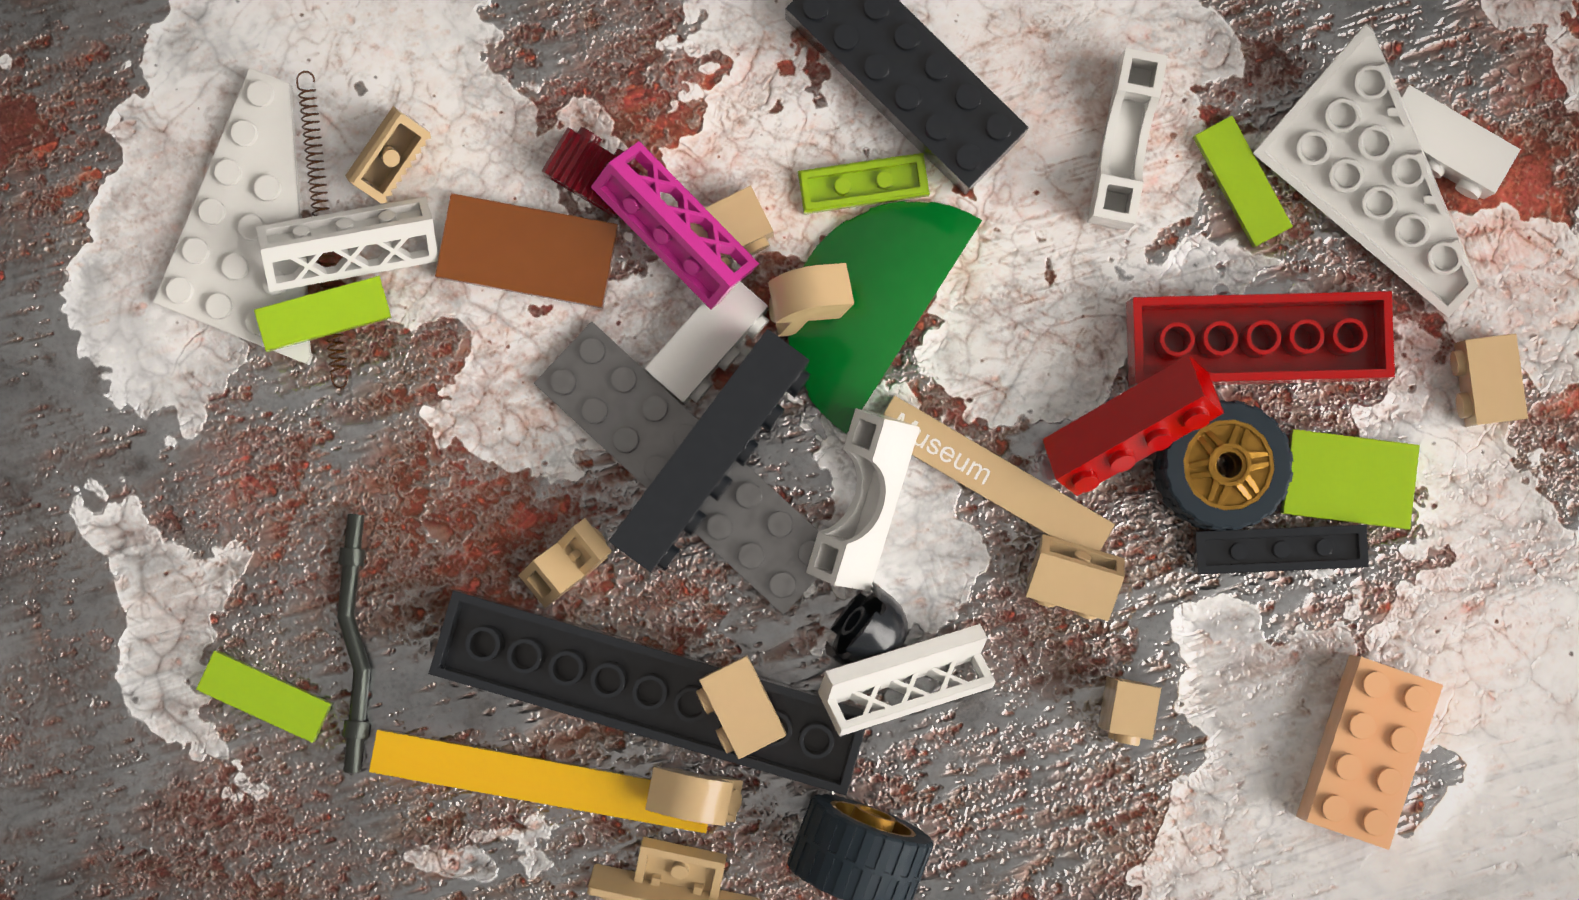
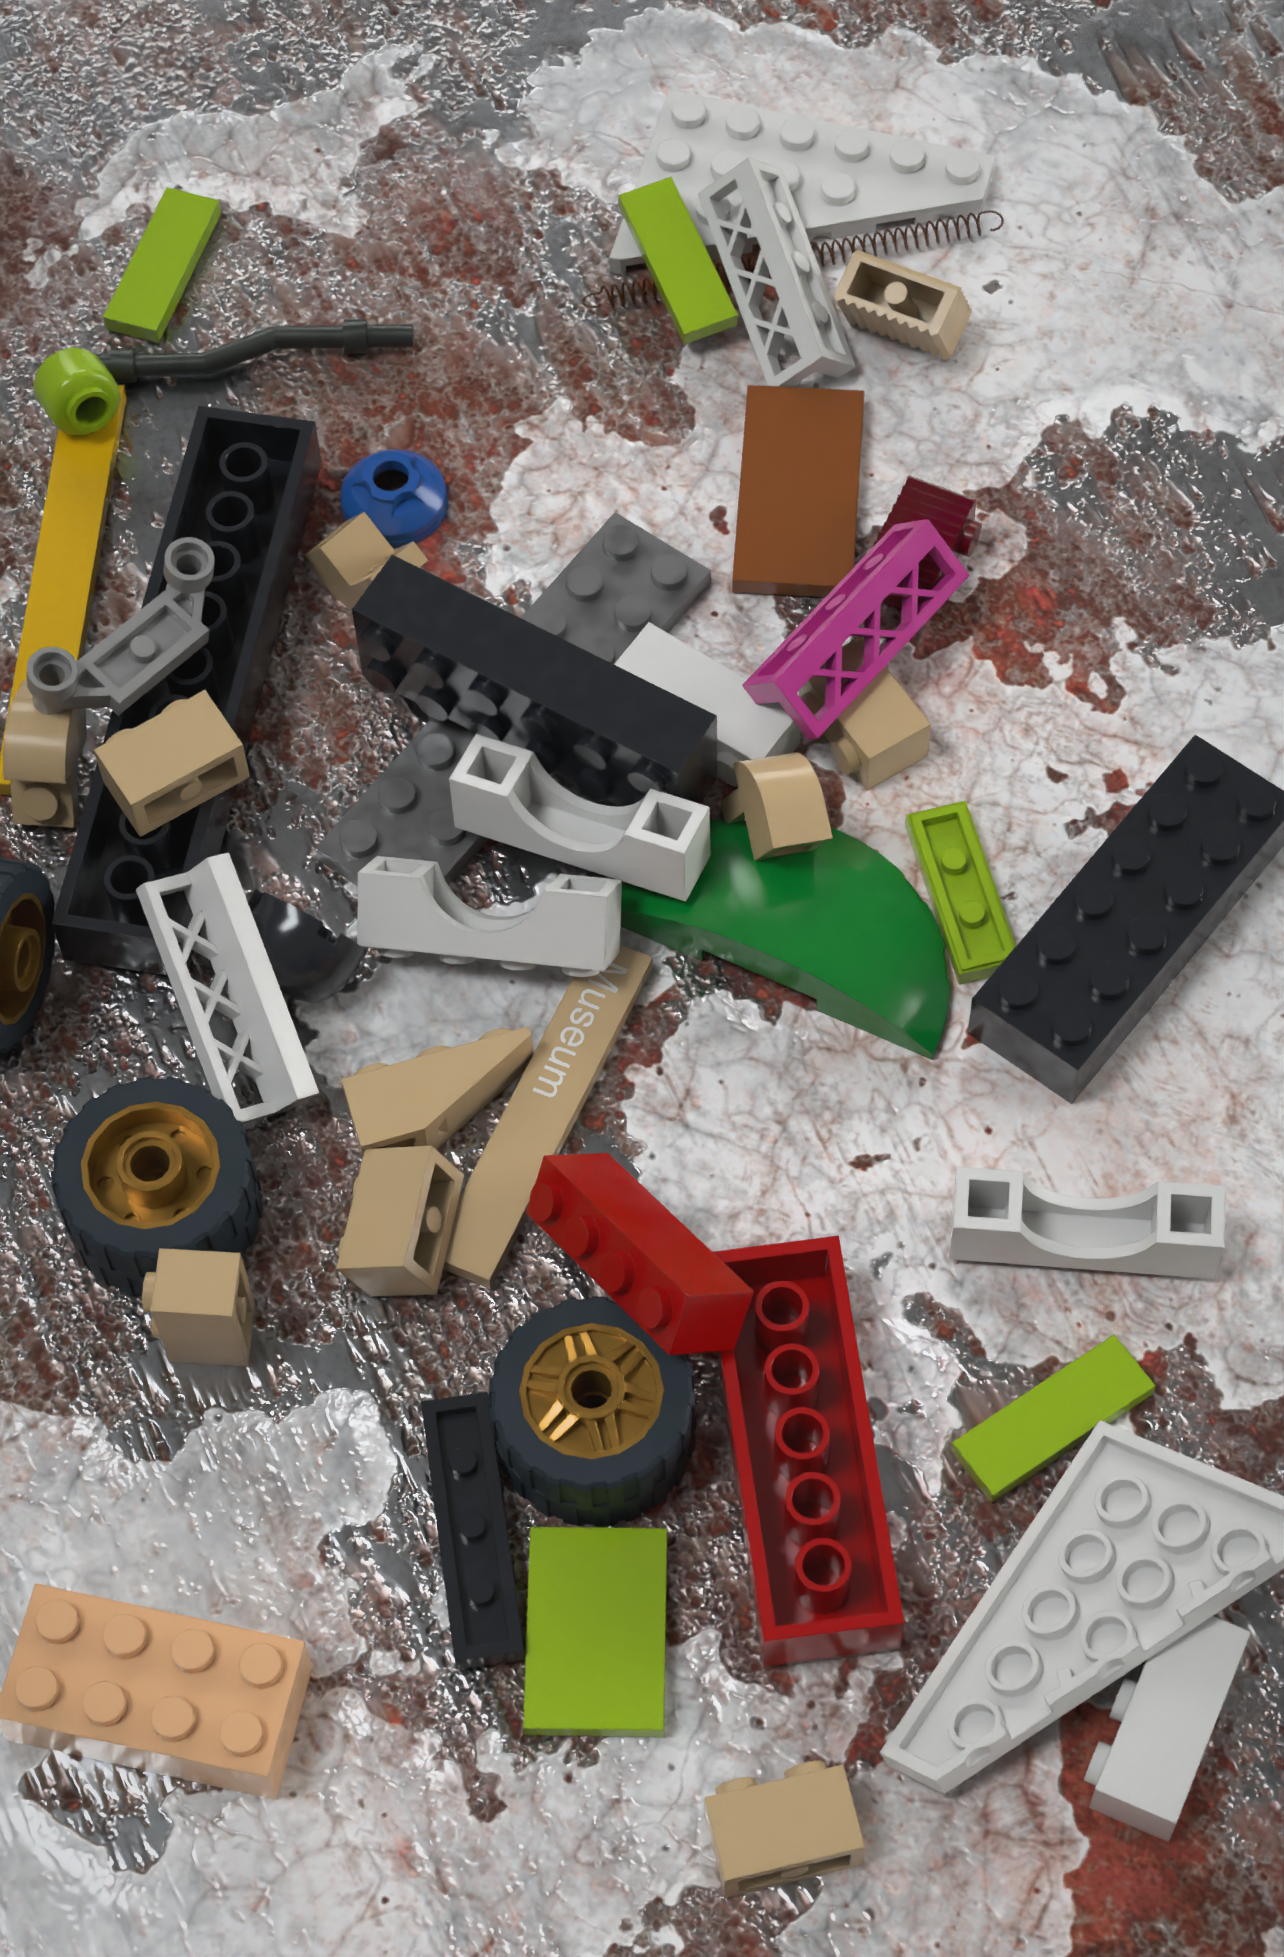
camera: 90 degrees right, 25 degrees down
(392, 763) = (76, 391): none -> lime head
(518, 545) = (400, 514): none -> blue piece
(646, 723) = (136, 652): none -> light grey plate
(799, 452) = (513, 800): none -> white arch
(989, 561) = (434, 1093): none -> tan slope
(1066, 753) = (154, 1172): none -> wheel

